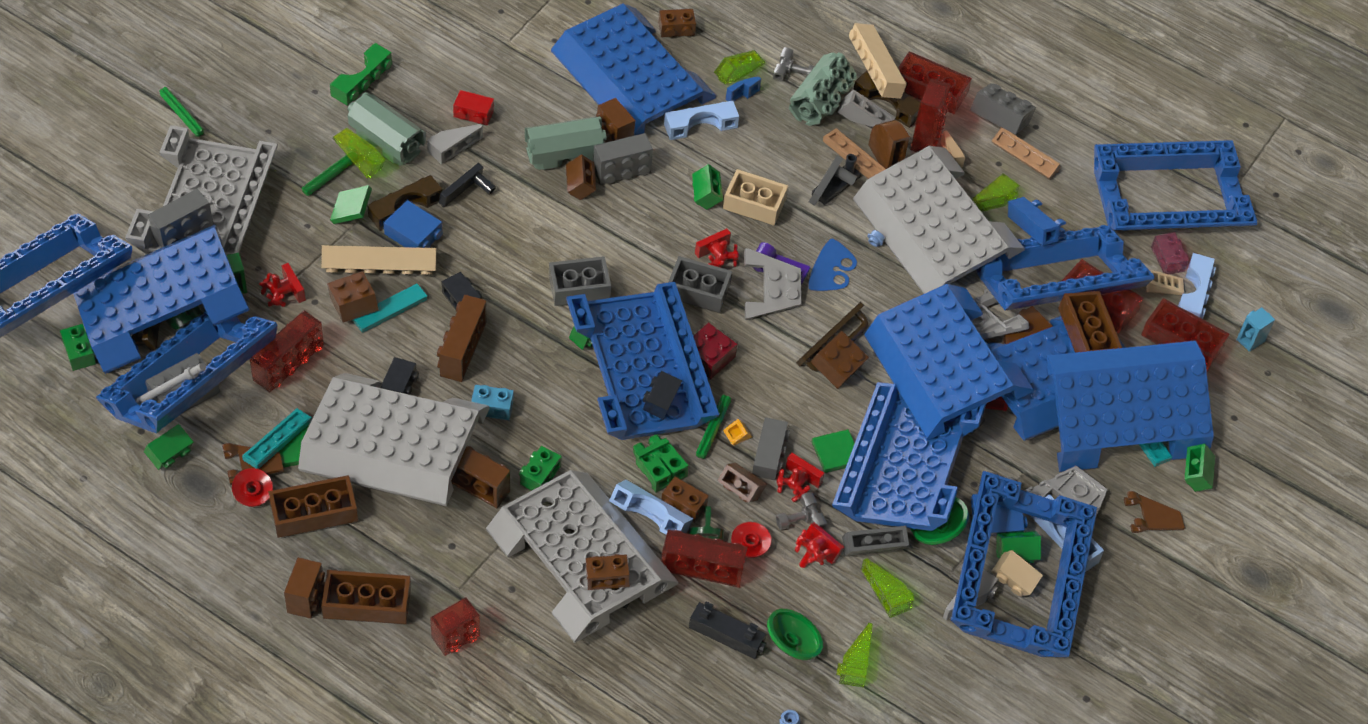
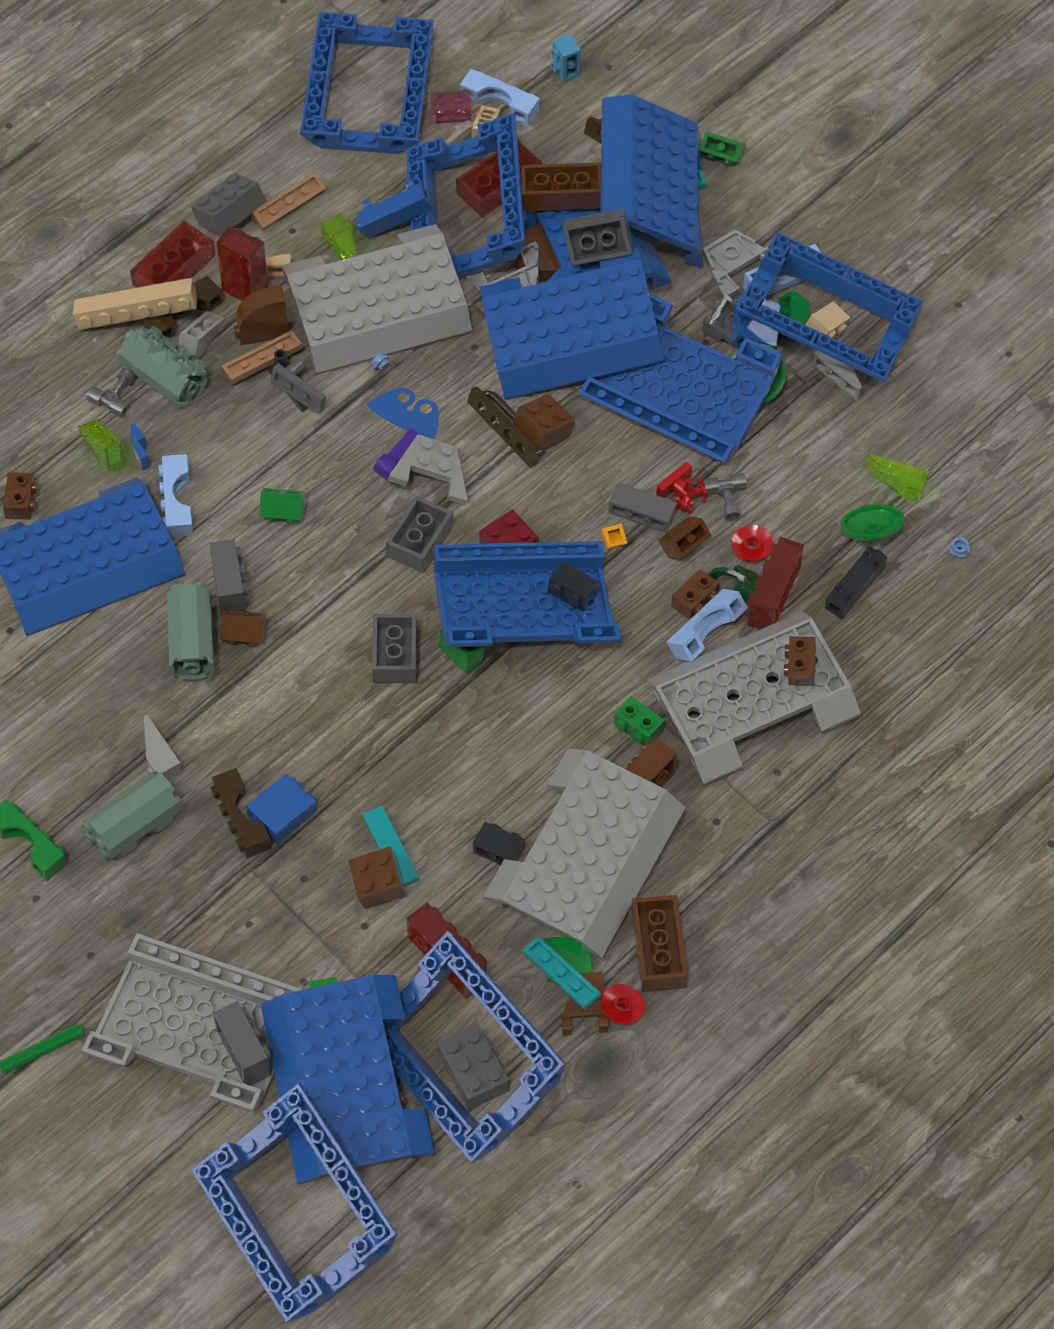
camera: 75 degrees left, 5 degrees up
(78, 347) = (395, 1178): green brick -> none
(168, 447) = (566, 1092): green brick -> none
(189, 373) = (507, 1023): light grey bar -> none
(281, 287) = (342, 945): red piece -> none
(304, 588) = (765, 957): reddish brown brick -> none
(326, 175) = (174, 889): green axle -> none
(351, 204) = (236, 868): tile -> none
(360, 152) = (159, 849): clear neon green slope -> none
(366, 597) = (780, 901): reddish brown brick -> none
(379, 258) = (324, 846): tan brick -> none
(455, 626) = (830, 819): clear red brick -> none
(456, 287) = (388, 769): black brick -> none
(462, 338) = (458, 771): reddish brown brick -> none
(472, 176) = (216, 740): black piece -> none
(473, 107) = (108, 725): red piece -> none
(498, 399) = (542, 756): dark azure brick -> none
(615, 120) = (170, 571): reddish brown brick -> none
(660, 462) = (645, 609): green hips -> none
(713, 427) = (612, 559): green axle -> none
(717, 246) = (365, 512): red piece -> none
(755, 197) = (306, 459): tan brick -> none
(818, 544) = (769, 485): red piece -> none
(833, 450) = (650, 451): green tile -> none
(875, 540) = (771, 434): dark grey brick -> none
(888, 589) = (826, 436): clear neon green slope -> none
(1030, 351) = (598, 236): none -> dark grey brick
(1155, 515) = (765, 197): reddish brown flag -> none
(1174, 325) = (559, 118): clear red brick -> none

